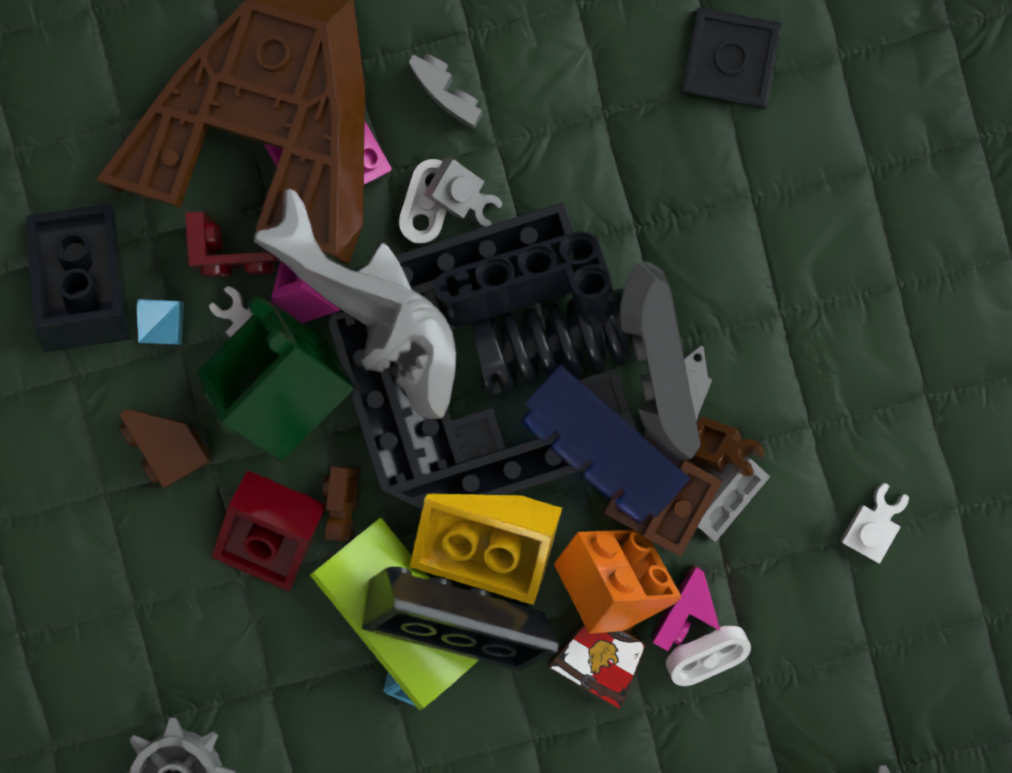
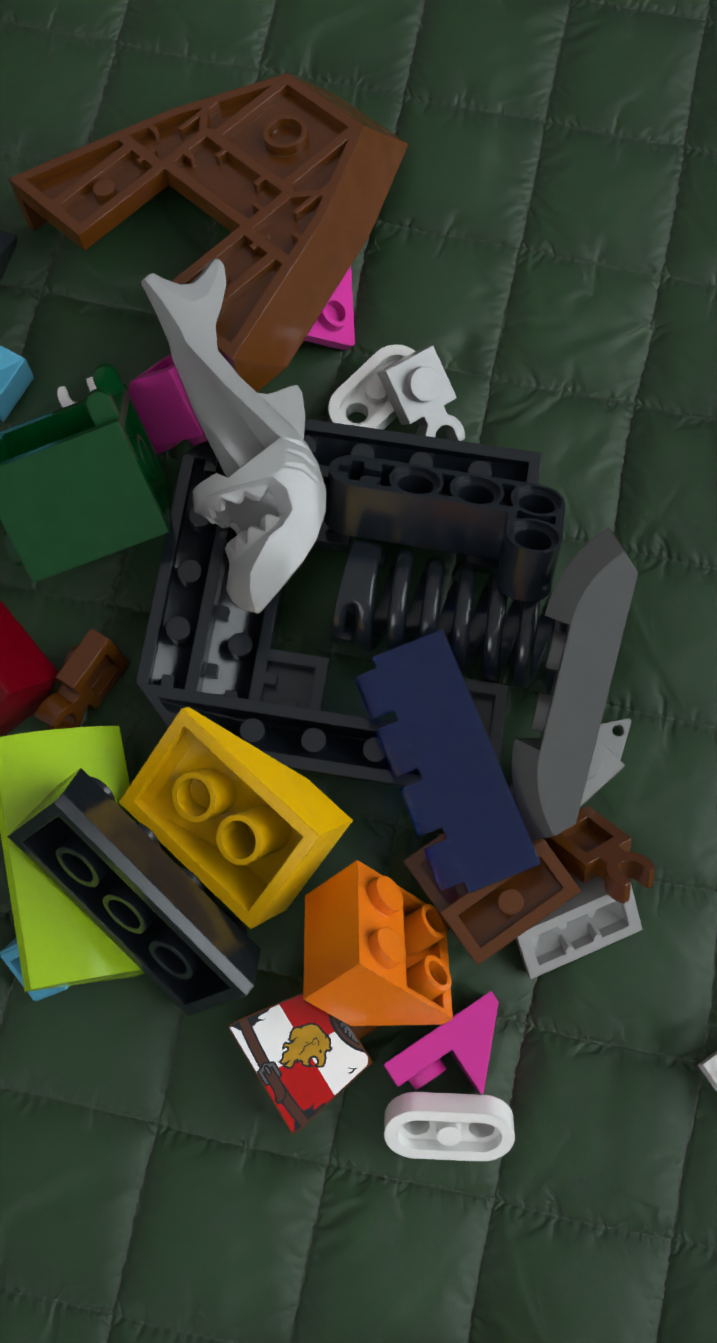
camera: 30 degrees right, 15 degrees down
(206, 238) = (96, 321): dark red bracket -> none
(436, 81) = (456, 275): light grey slope -> none

